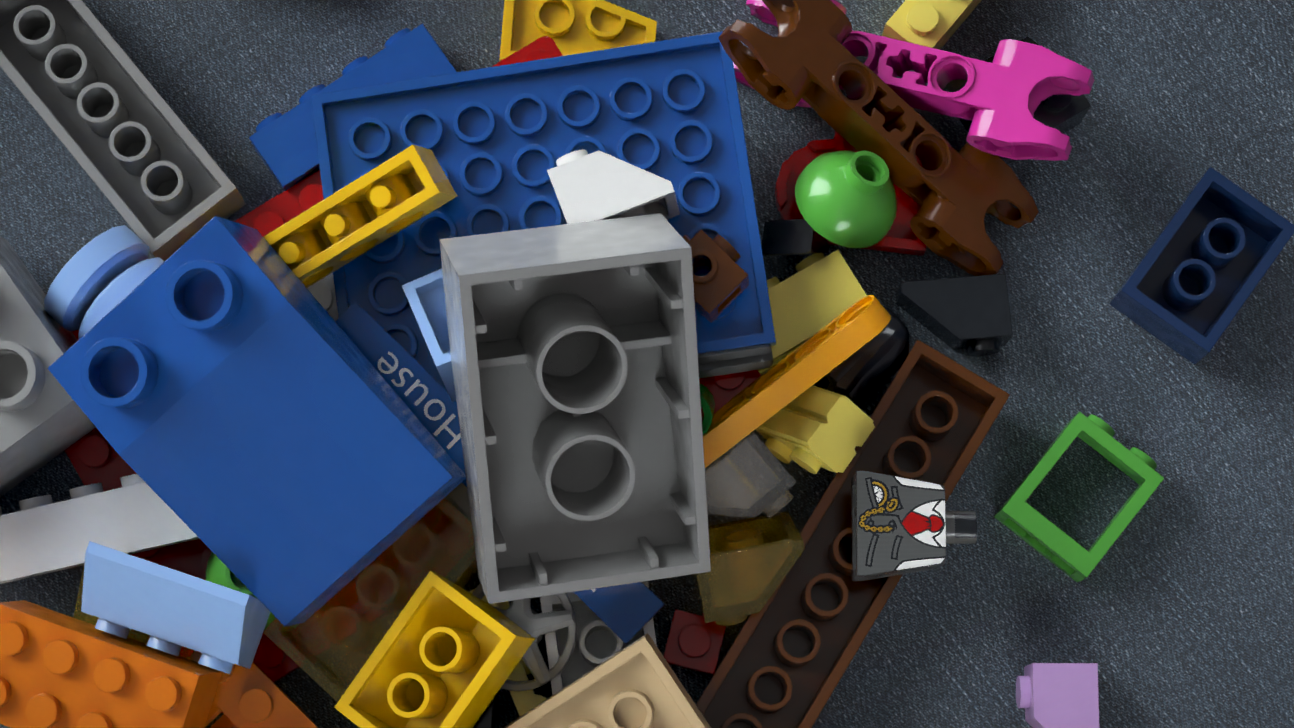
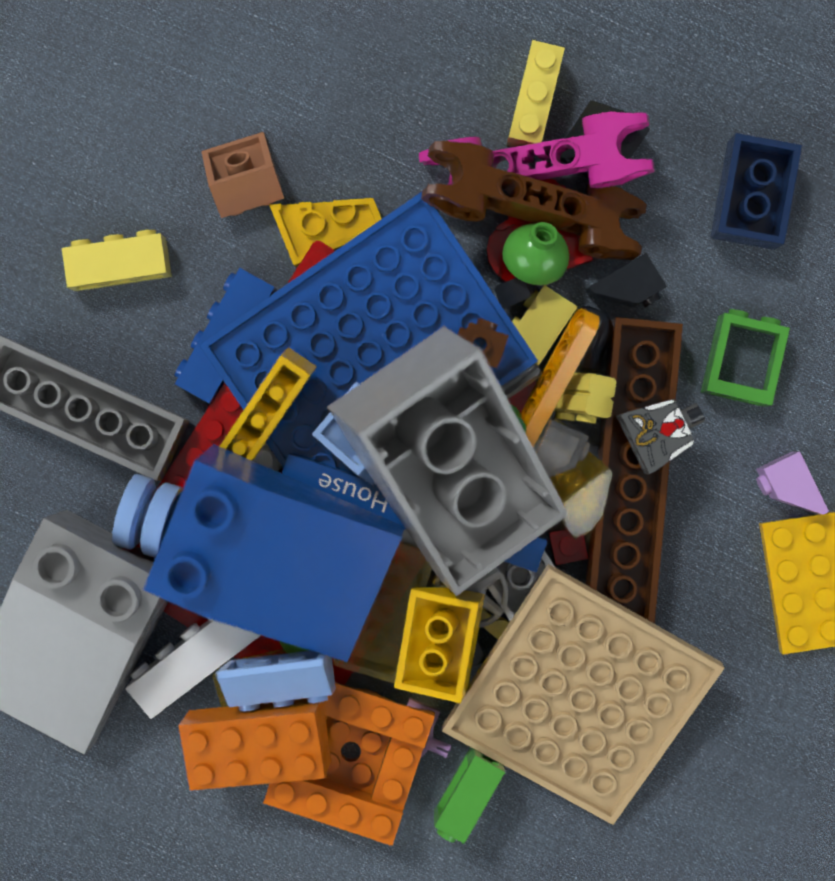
camera: 25 degrees left, 10 degrees up
(608, 188) = (403, 327): white slope -> none

